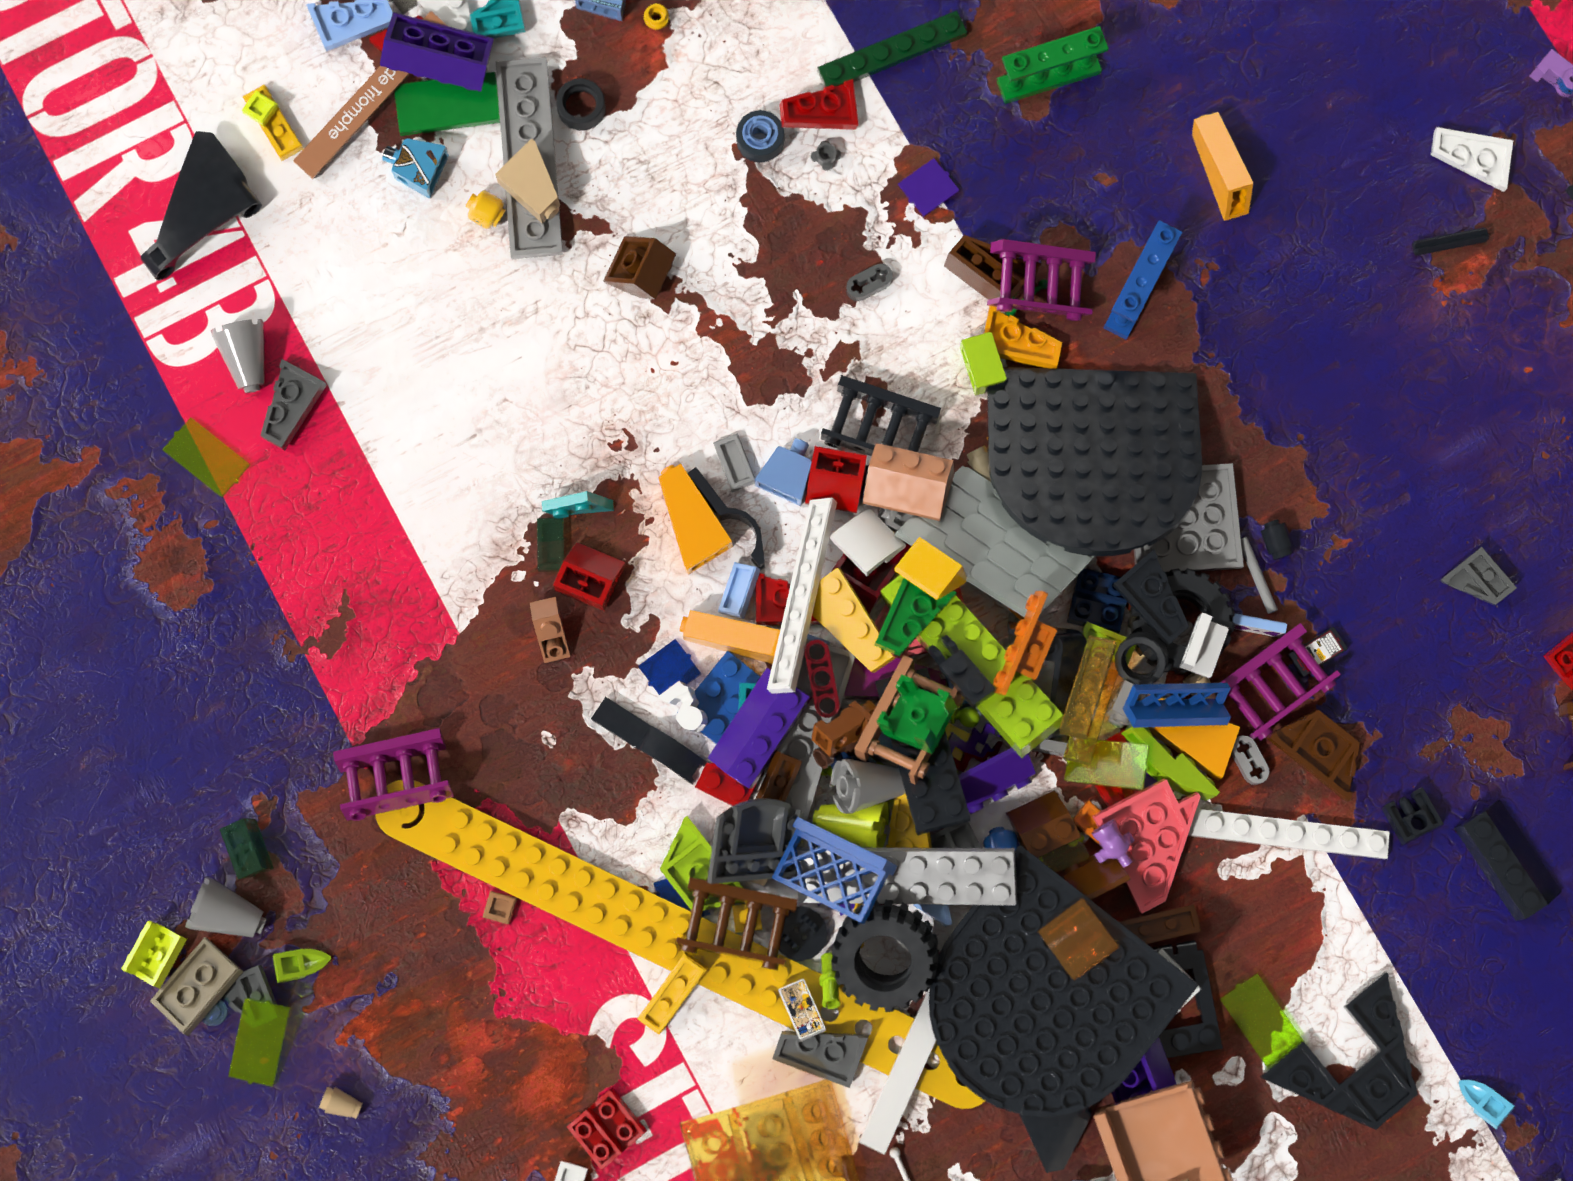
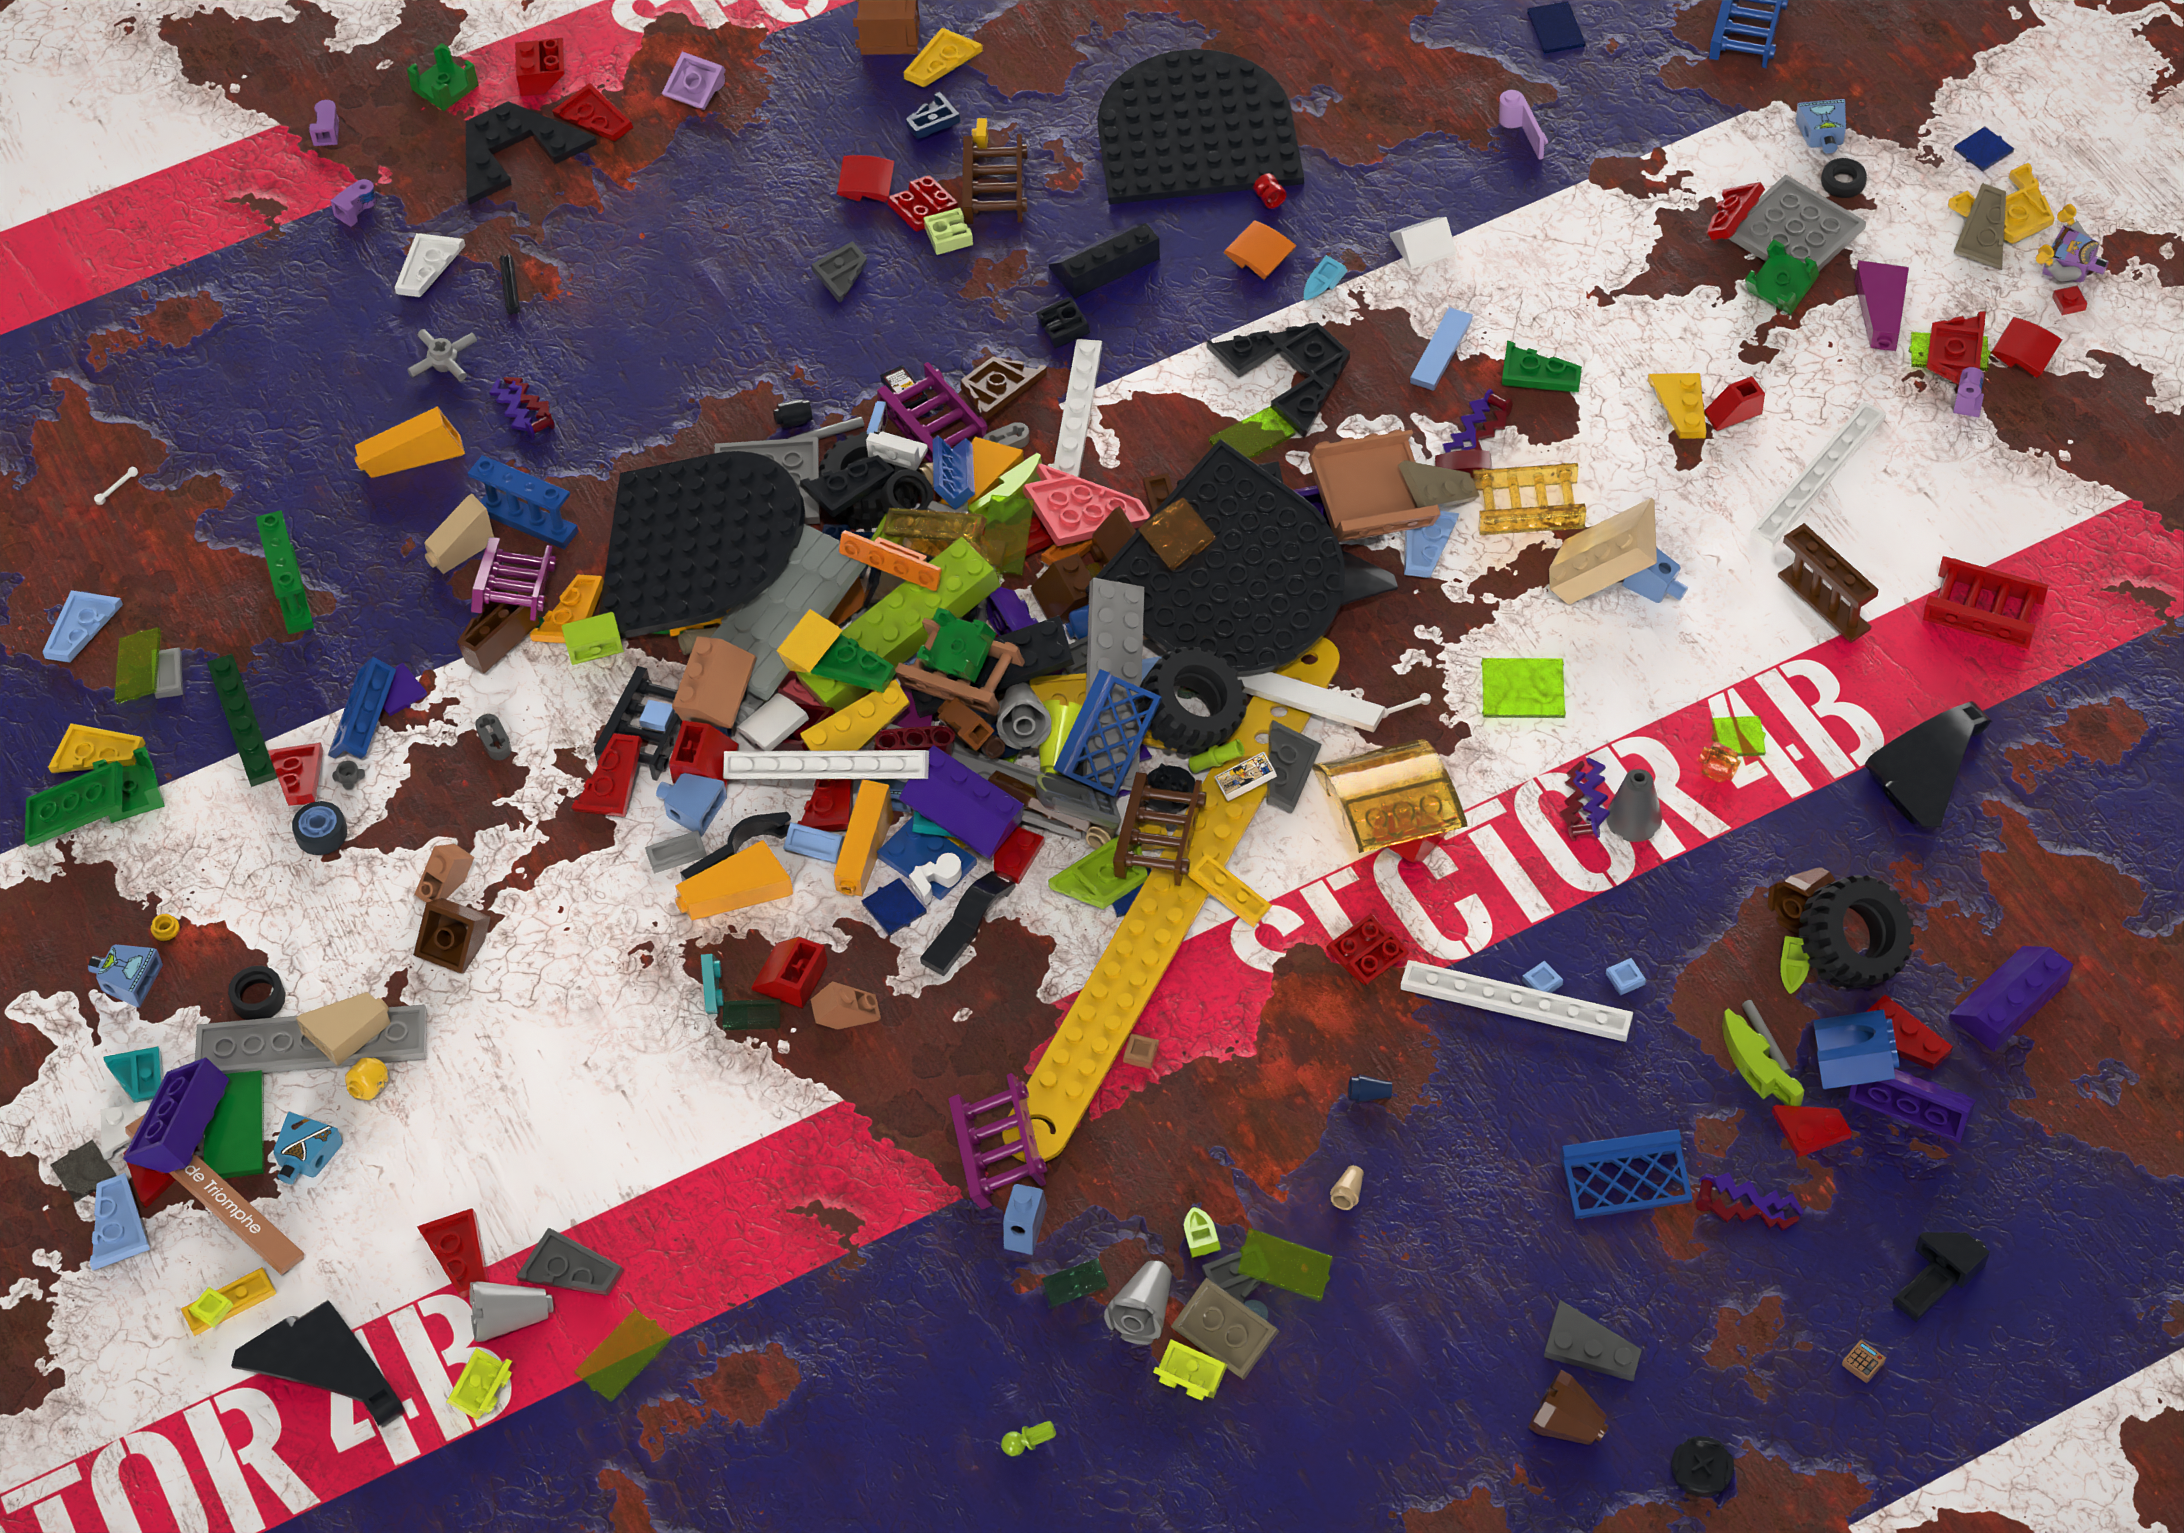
camera: 85 degrees left, 25 degrees down
(100, 800) = (1014, 1442): none -> lime axle
(176, 338) = (478, 1384): none -> neon yellow bracket
(312, 308) = (458, 1248): none -> red wing
(316, 802) = (1027, 1210): none -> medium blue torso
(446, 1124) = (1367, 1088): none -> dark blue cone
(707, 253) = (444, 872): none -> nougat slope
(809, 396) = (612, 781): none -> red wing
(881, 431) = (656, 715): none -> light blue tile
(897, 158) = (362, 709): none -> blue fence
(962, 673) = (913, 617): black hinge -> none
(1104, 224) = (459, 536): none -> tan slope
(1113, 843) = (1083, 521): medium lavender piece -> none
(1261, 270) = (521, 421): none -> piece
(1345, 176) = (442, 355): none -> light grey bar
(1526, 1031) = (1260, 249): none -> orange slope
(1550, 680) = (941, 231): none -> yellowish green brick

